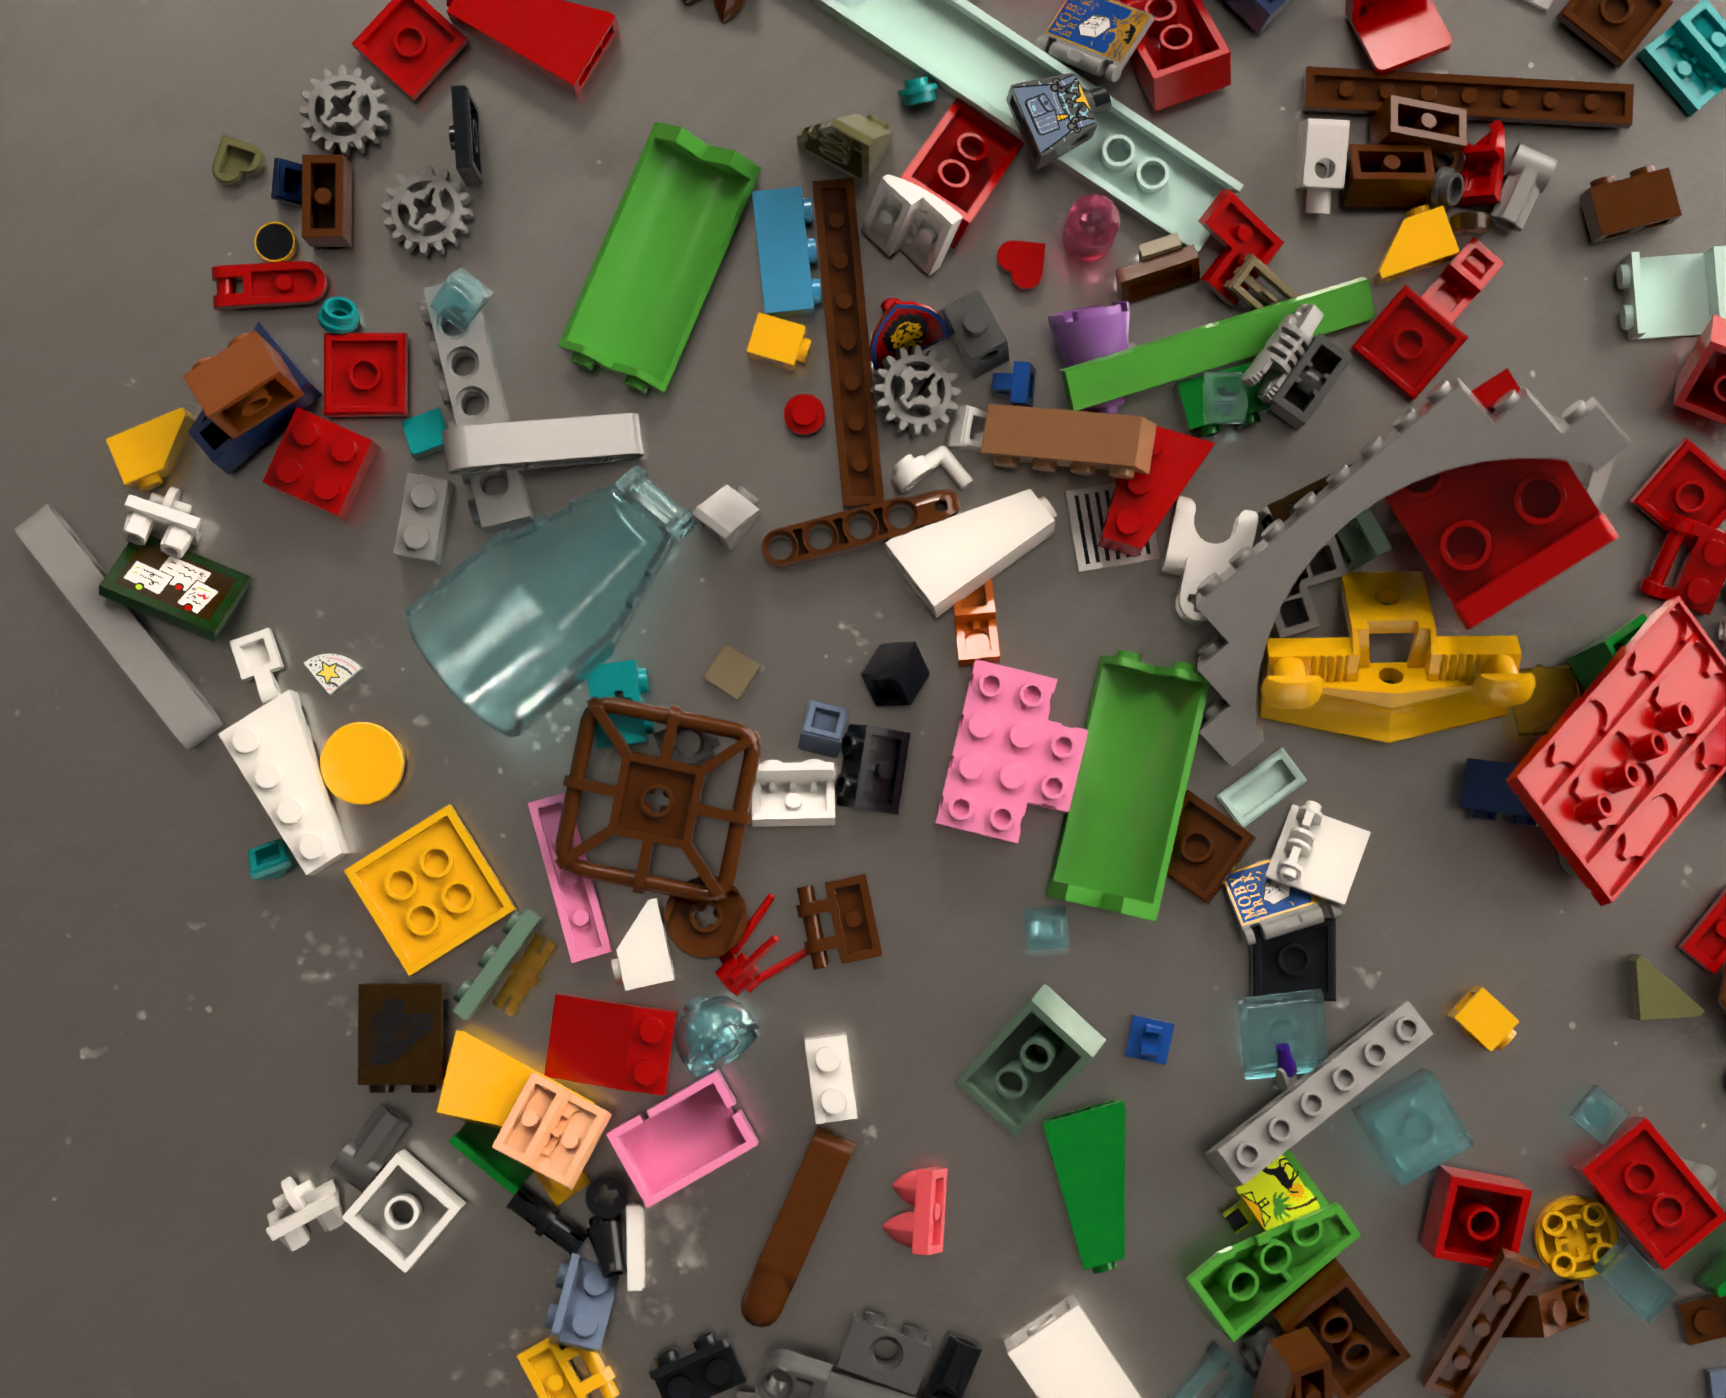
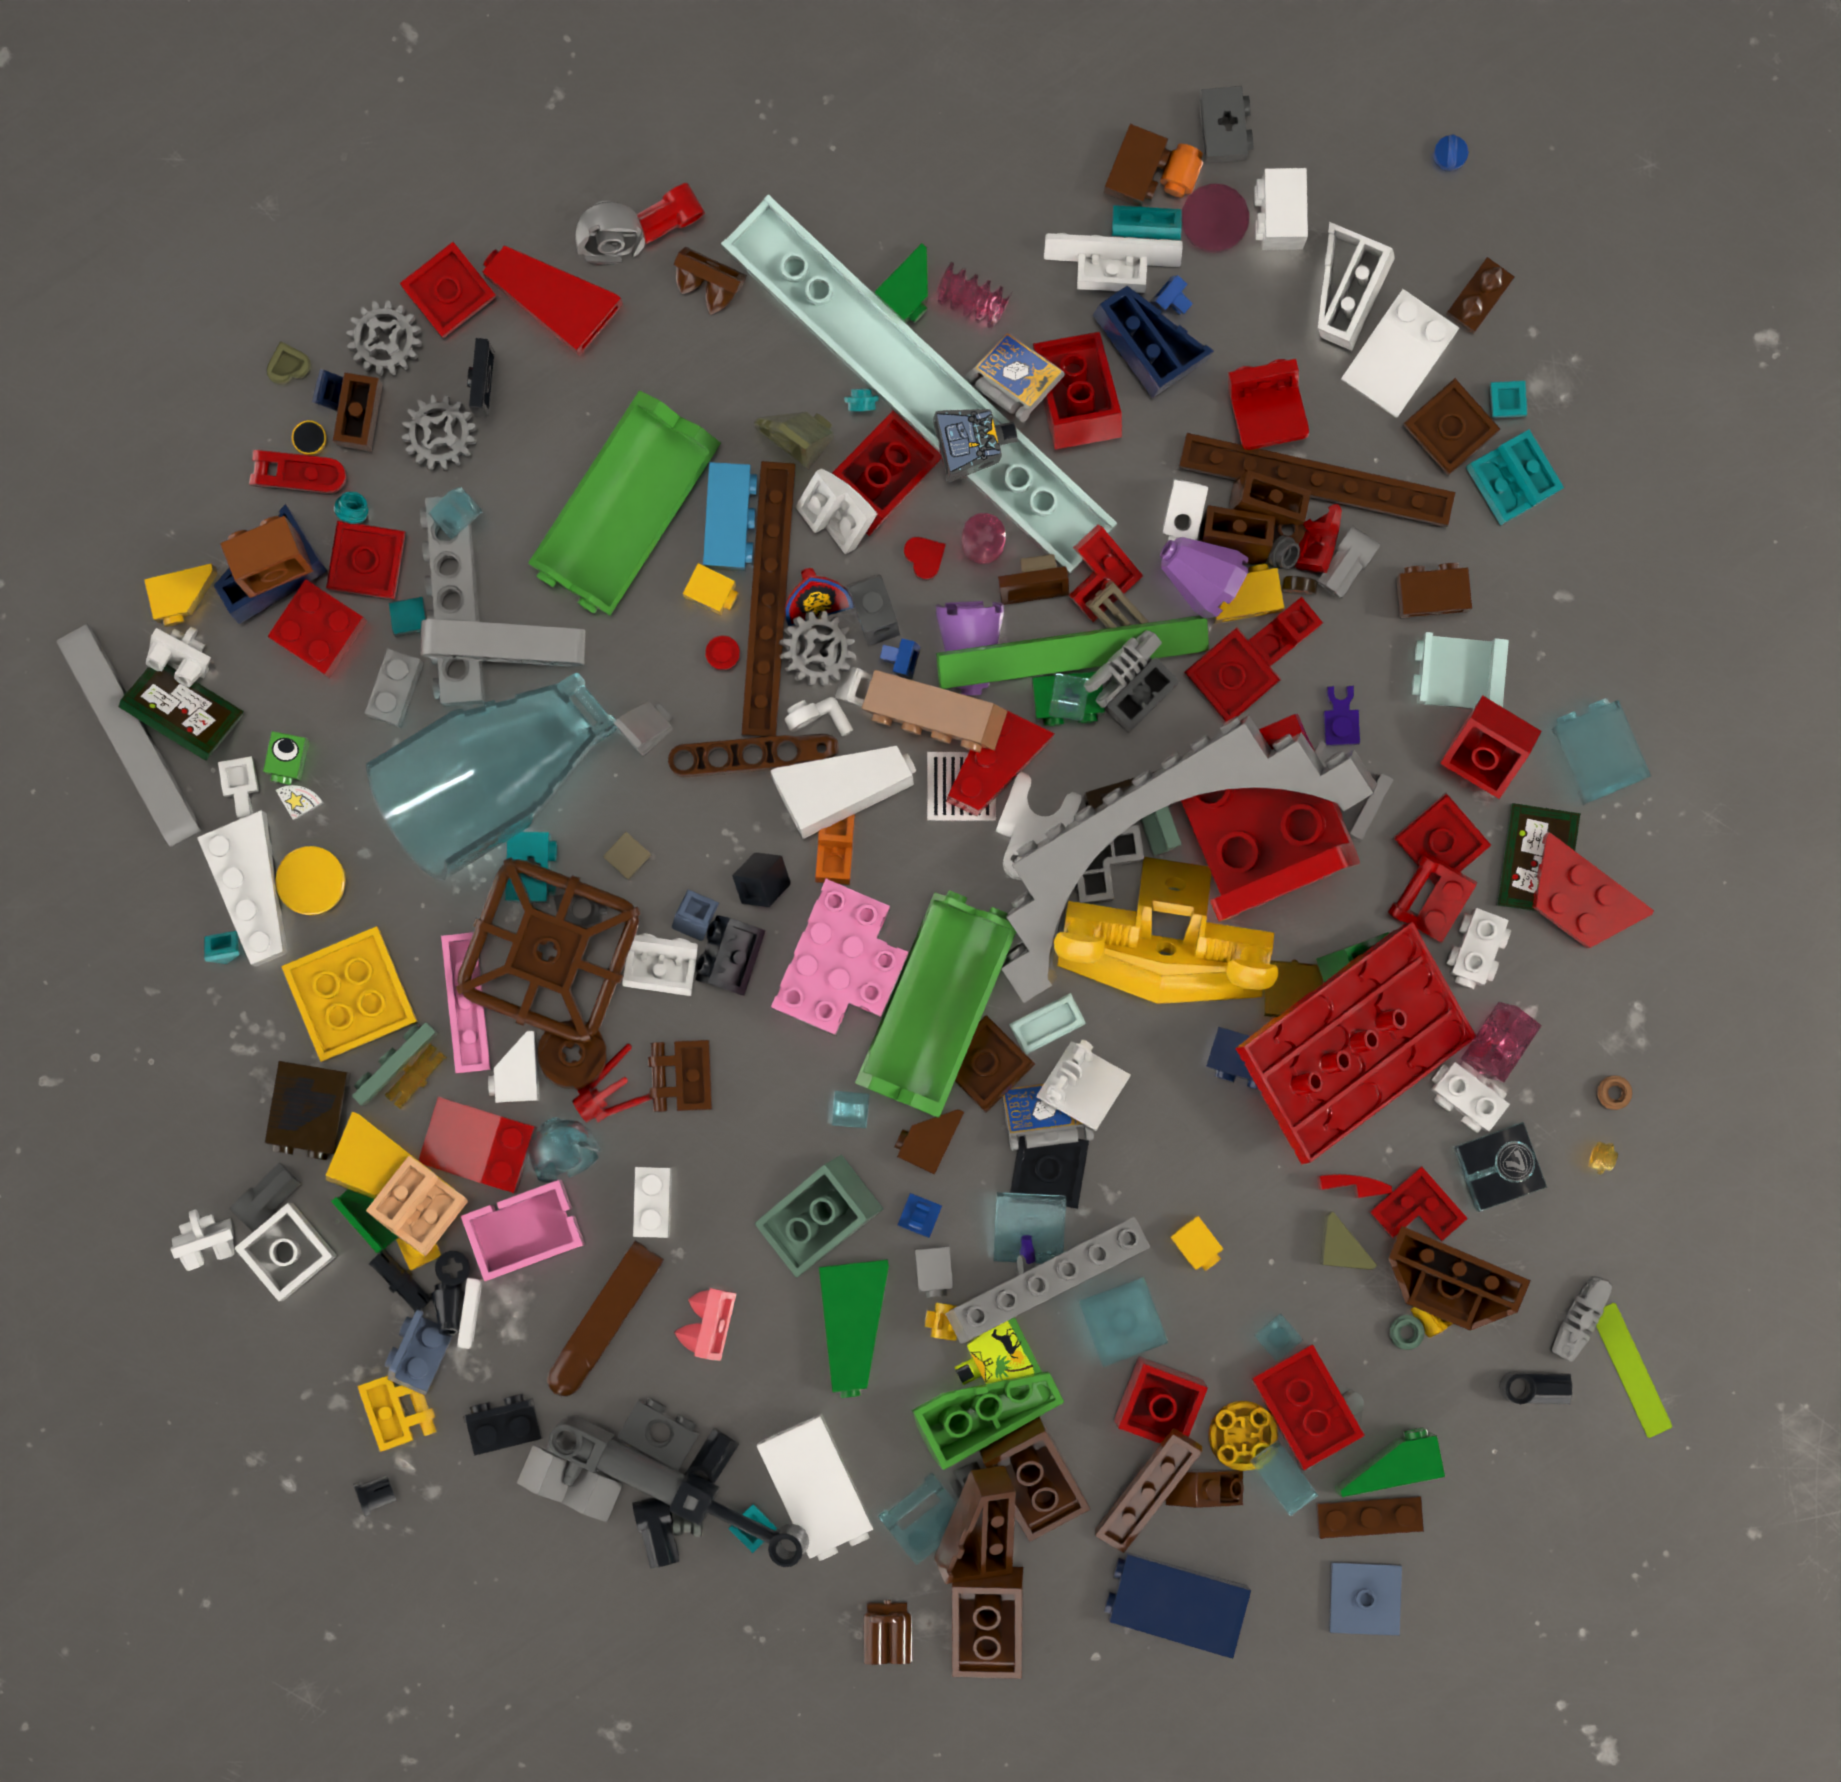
camera: 10 degrees right, 0 degrees up
(309, 622) = (286, 757): none -> bright green brick
(1146, 950) = (928, 1140): none -> reddish brown slope
(1178, 1103) = (934, 1271): none -> light grey brick
(1196, 1164) = (939, 1322): none -> yellow gear
(1360, 225) = (1204, 573): none -> medium lavender cone
(1545, 377) = (1341, 723): none -> dark purple plate
(1665, 918) = (1362, 1185): none -> red slope

